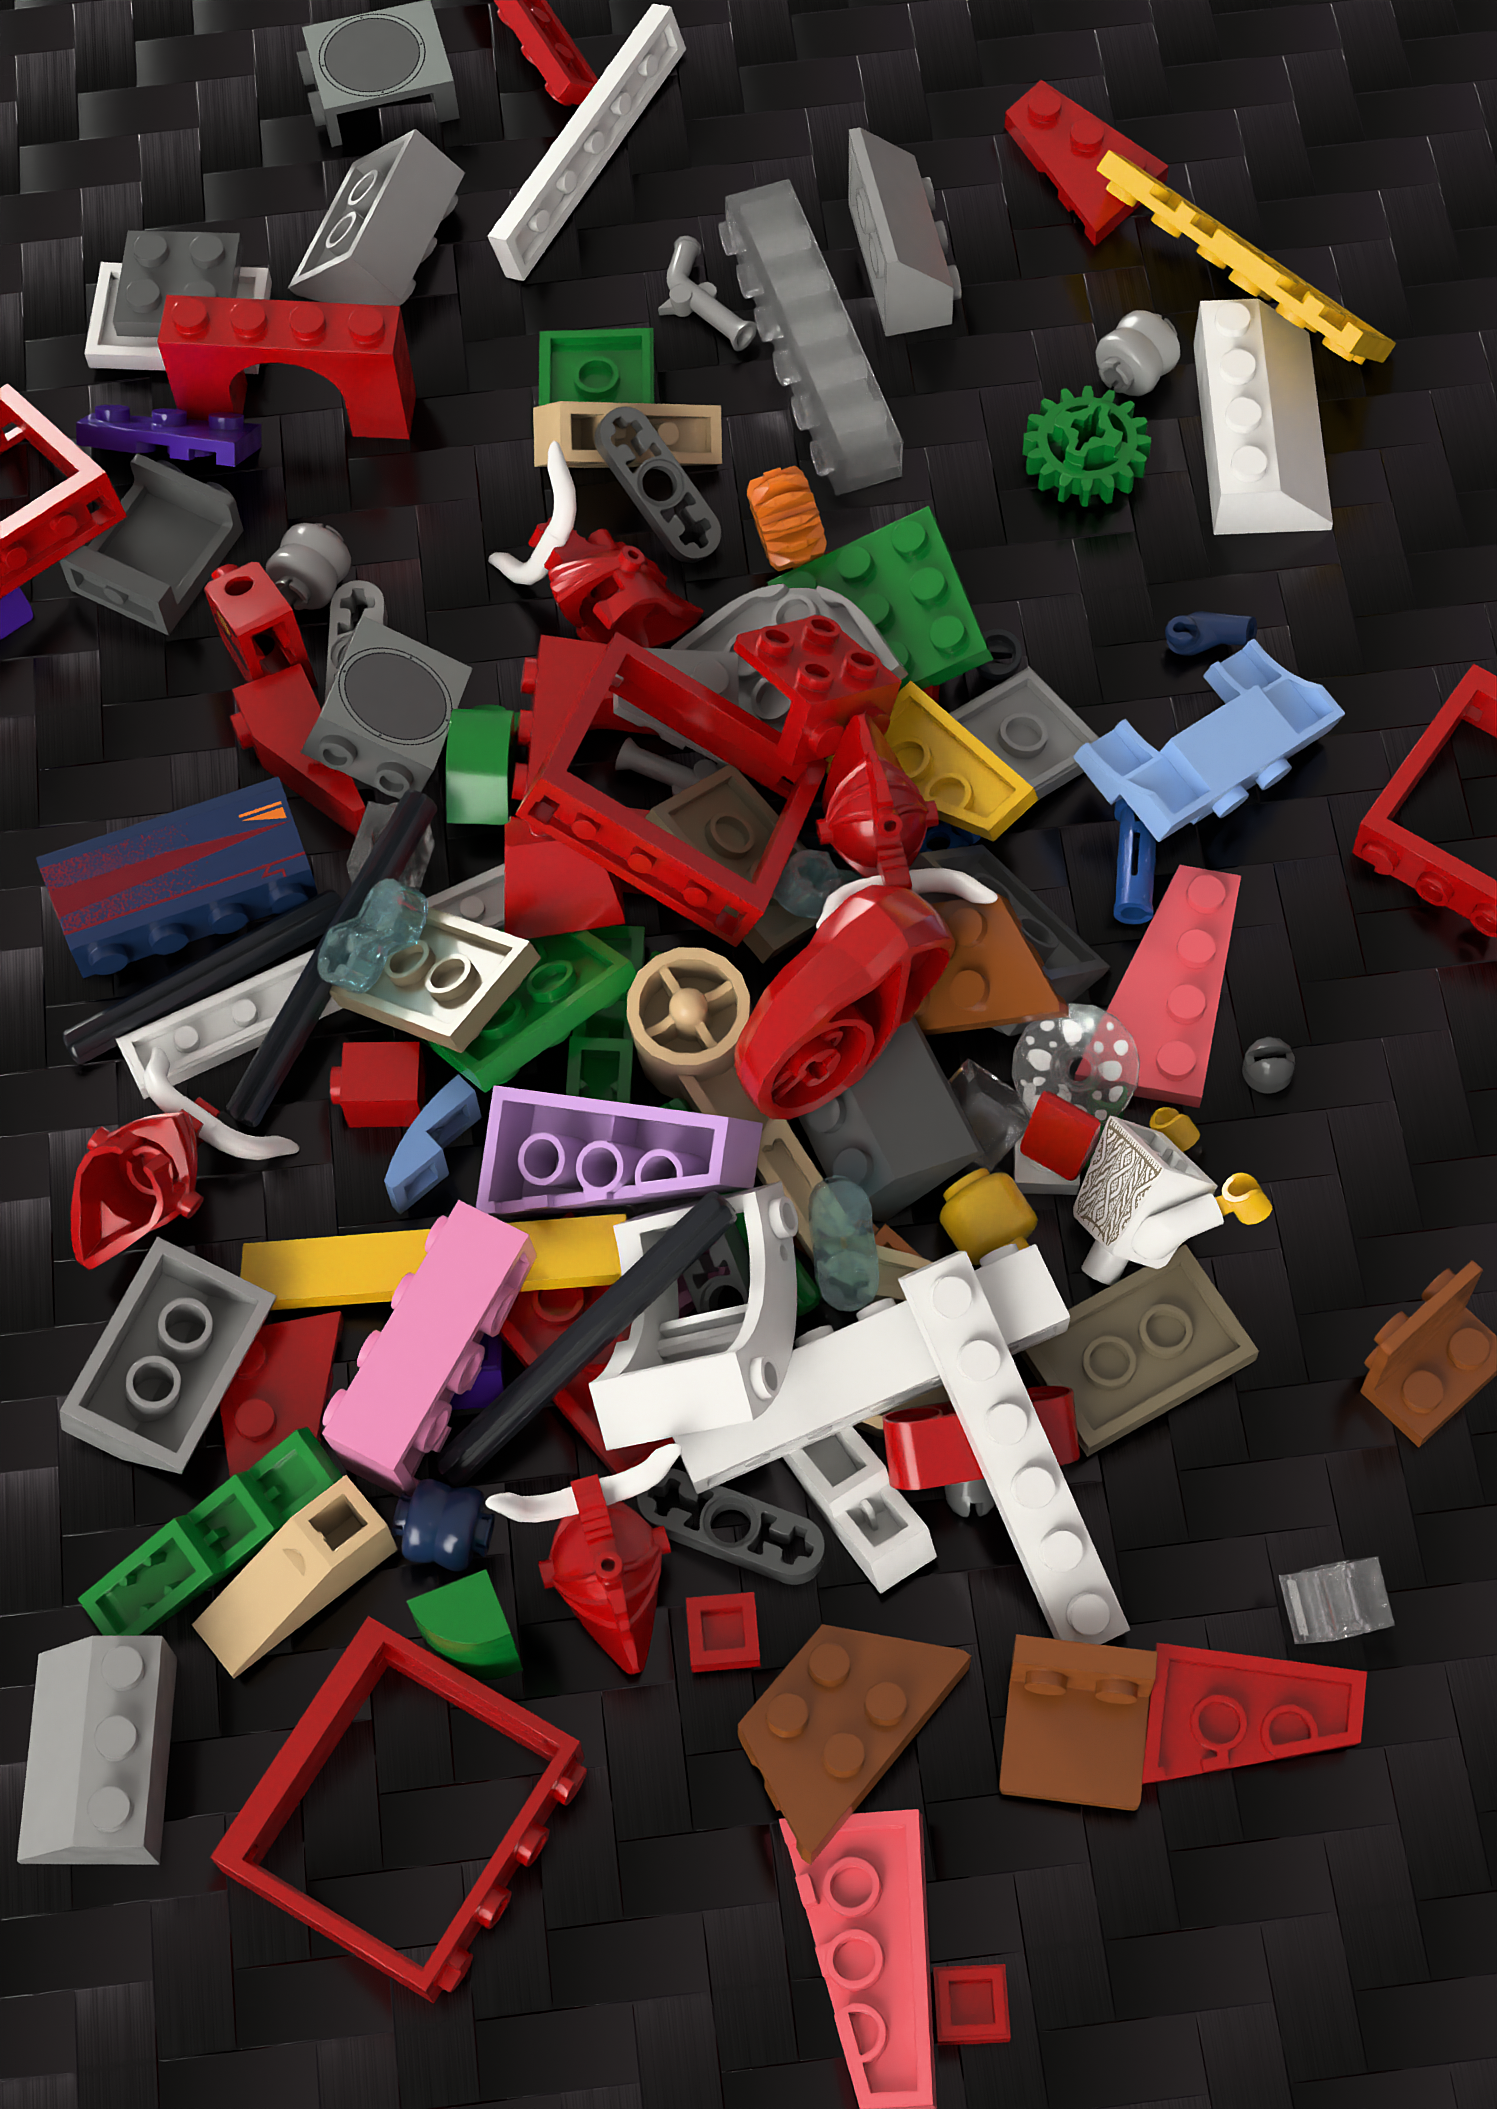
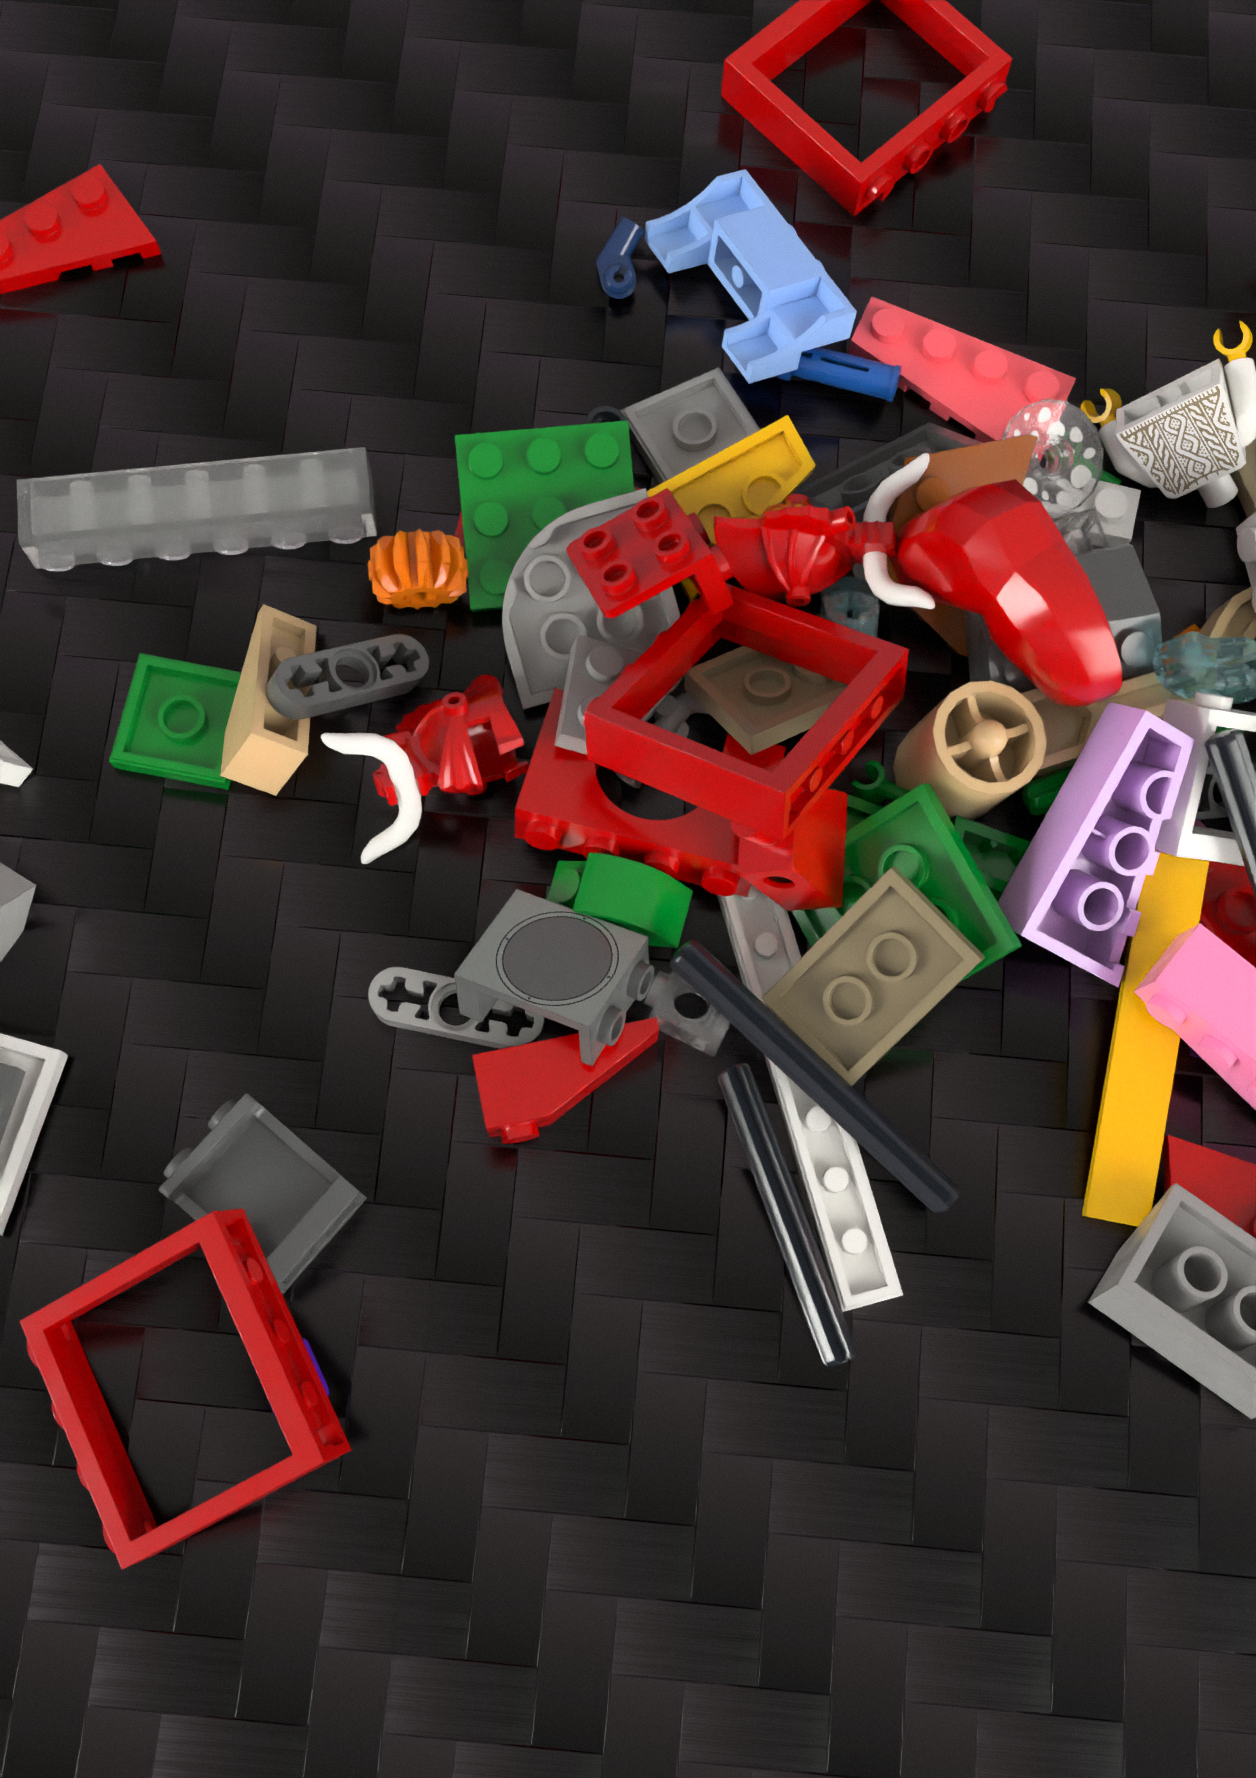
camera: 85 degrees left, 10 degrees up
(150, 1168) = (1038, 1286): red helmet -> none
(178, 878) = (698, 1214): dark blue slope -> none
(185, 438) = (144, 1130): dark purple wing -> none
(249, 606) = (430, 1091): red torso -> none
(309, 565) = (341, 1034): light grey piece -> none
(352, 345) = (65, 1067): red arch -> none
(359, 947) = (847, 1046): clear light blue piece -> none
(380, 1083) = (946, 1058): red brick -> none
(420, 1156) = (1030, 1038): medium blue slope -> none
(701, 298) = (111, 606): light grey piece -> none
(899, 236) = (113, 406): light grey slope -> none
(986, 1214) = (1175, 561): yellow head -> none
(1060, 1136) = (1117, 483): red slope -> none
(1086, 446) = (399, 305): green gear -> none
(1137, 353) = (311, 237): light grey piece -> none
(1251, 267) = (260, 114): yellow wing -> none
(1259, 420) = (408, 170): white slope -> none
(1272, 1073) = (1035, 325): dark grey hinge -> none

